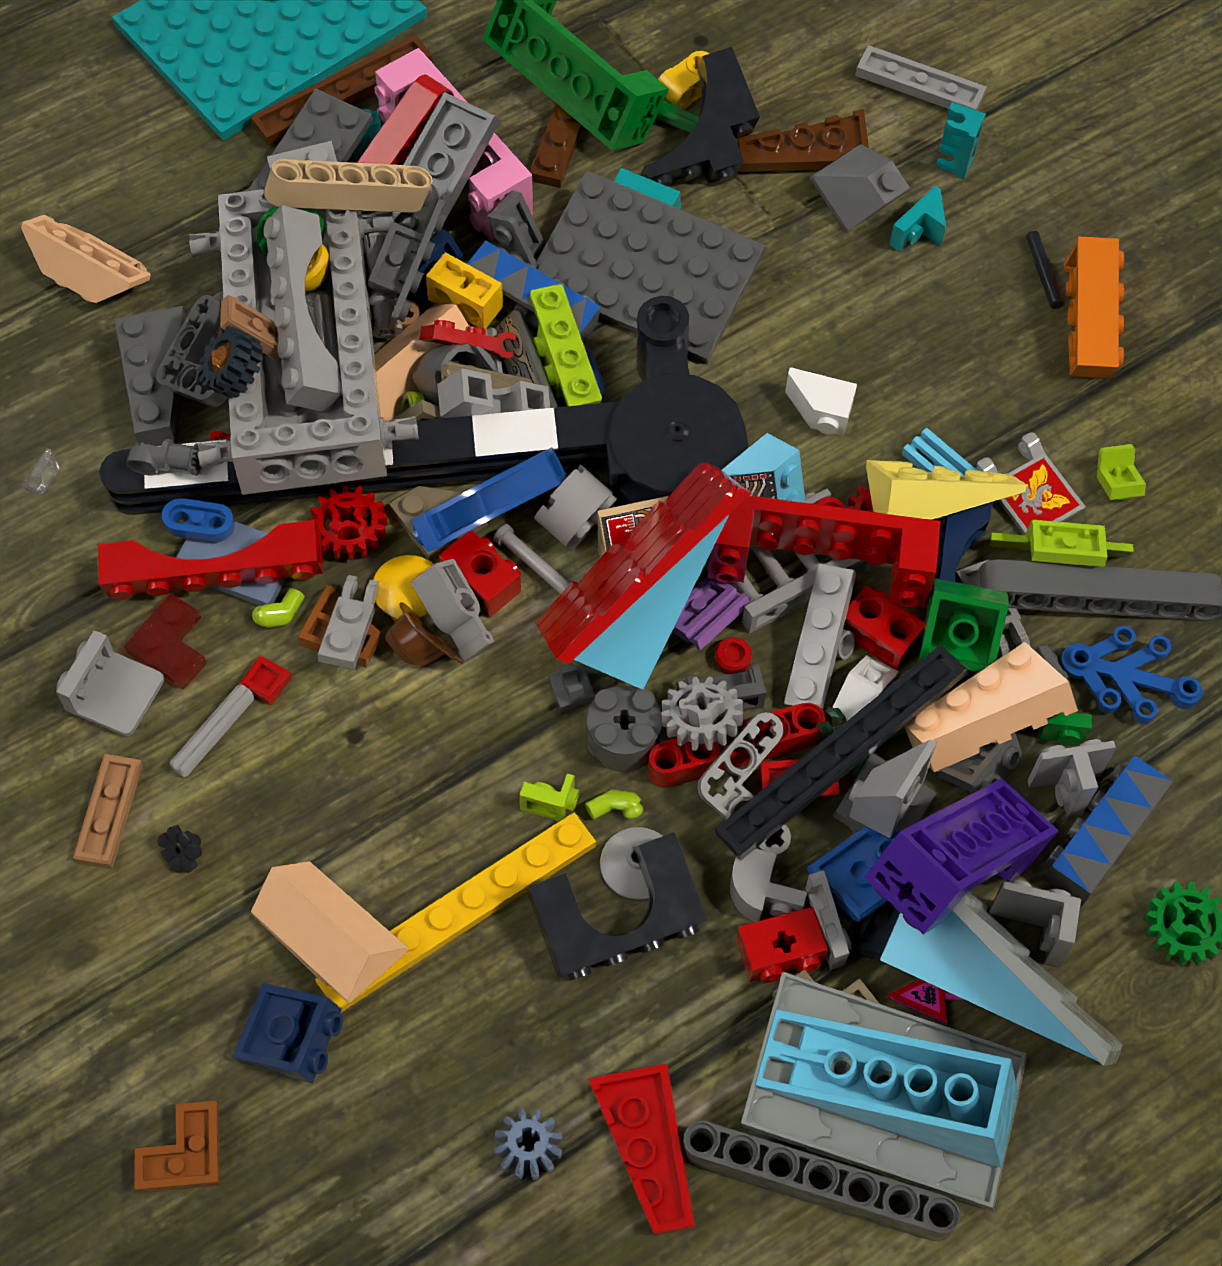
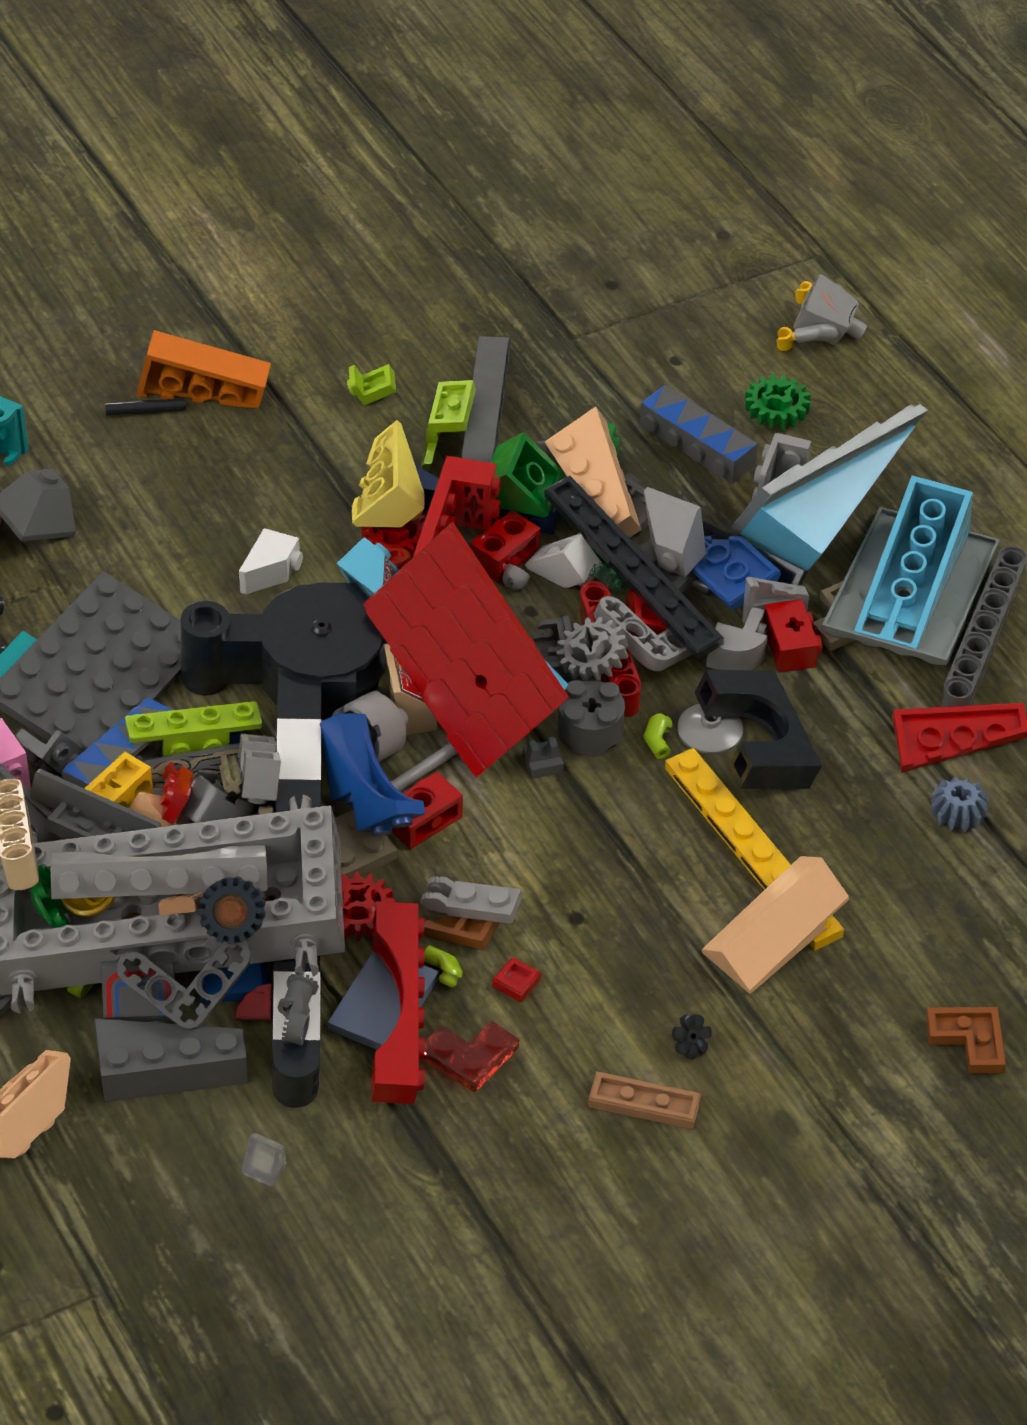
camera: 85 degrees left, 15 degrees down
(108, 686) = (519, 1093): light grey bracket -> none
(200, 519) = (346, 1018): blue plate -> none
(212, 730) = (567, 1018): light grey axle -> none
(289, 1032) = (865, 957): dark blue plate -> none
(396, 585) = (423, 861): yellow dish -> none
(415, 641) = (491, 856): reddish brown piece -> none
(453, 607) = (463, 823): light grey piece -> none
(546, 801) = (654, 772): lime bracket -> none
(820, 636) = (526, 581): light grey plate -> none
(923, 218) = (81, 473): teal slope -> none
(924, 998) = (832, 562): piece -> none
(935, 450) = (335, 495): medium azure tile -> none
(955, 850) = (777, 475): dark purple plate -> none
(1047, 492) = (361, 439): flag -> none
(1072, 772) = (657, 438): light grey bracket -> none
(1125, 674) = (574, 380): blue plant -> none

